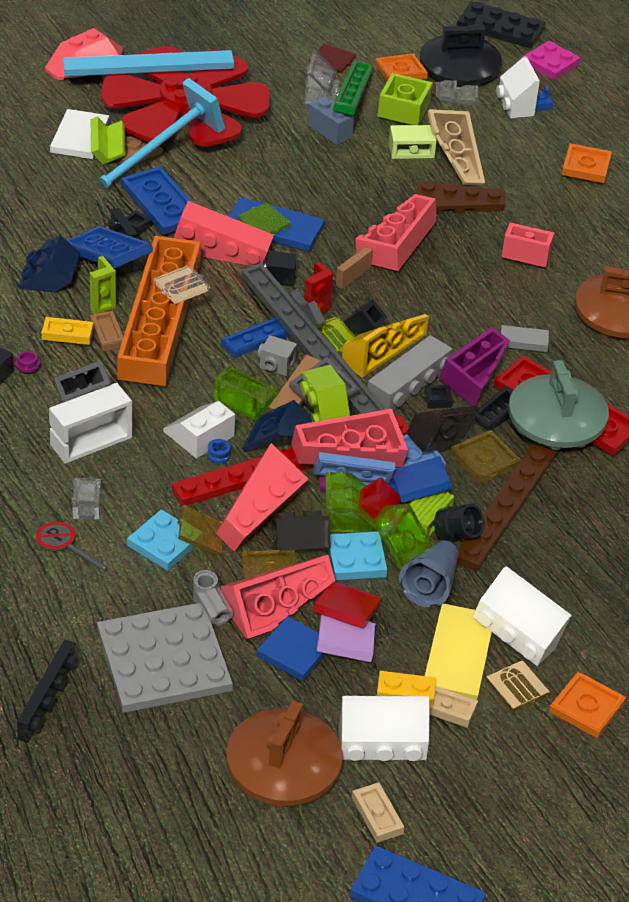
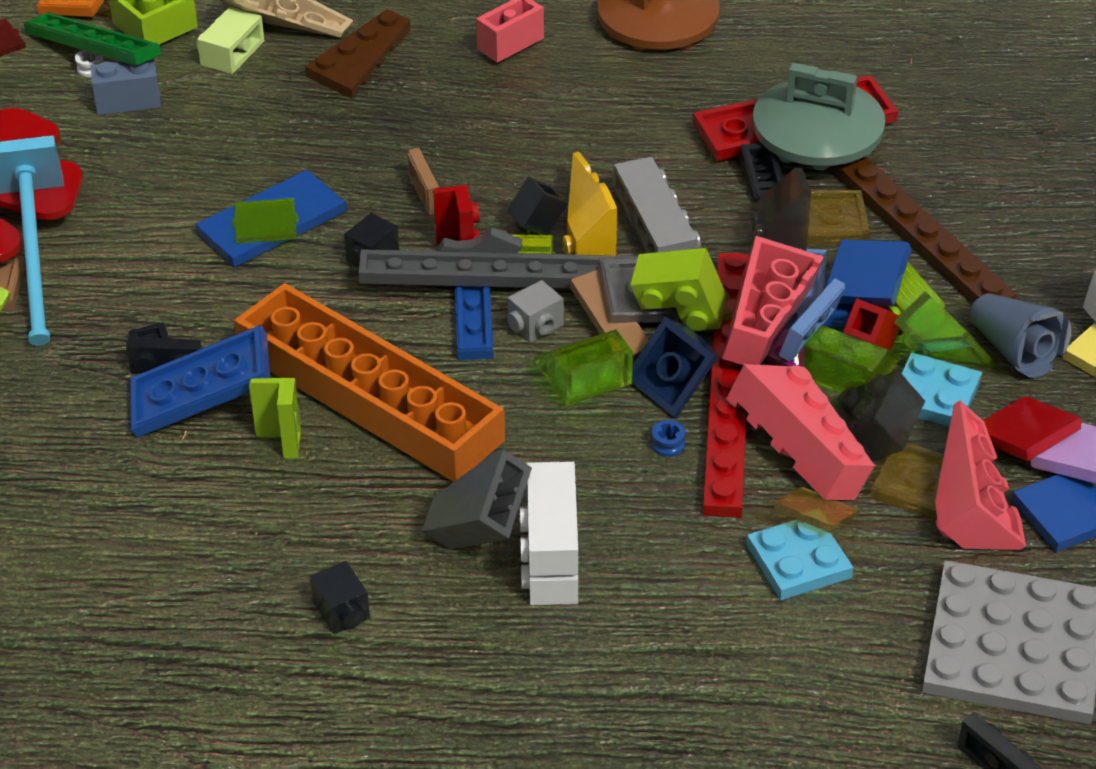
camera: 55 degrees left, 0 degrees up
(27, 362) = (356, 556): magenta plate -> none
(50, 266) = (176, 460): dark blue slope -> none
(58, 536) = (726, 666): piece -> none
(67, 330) = (322, 493): yellow plate -> none
(86, 498) = (681, 600): clear brick -> none
(107, 330) = (349, 455): medium nougat tile -> none
(157, 197) = (132, 297): blue plate -> none
(181, 284) = (359, 331): clear piece -> none
(202, 426) = (616, 434): white slope -> none
(211, 597) = (933, 547): light grey piece -> none
(223, 236) = (254, 269): coral wedge -> none
(320, 80) = (50, 67): clear slope -> none
(399, 232) = (402, 115): coral wedge -> none
(438, 396) = (703, 211): black tile -> none
(459, 522) = (954, 274): black wheel -> none
(474, 365) = (690, 155): magenta wedge -> none
(526, 338) = (653, 104): light grey tile -> none

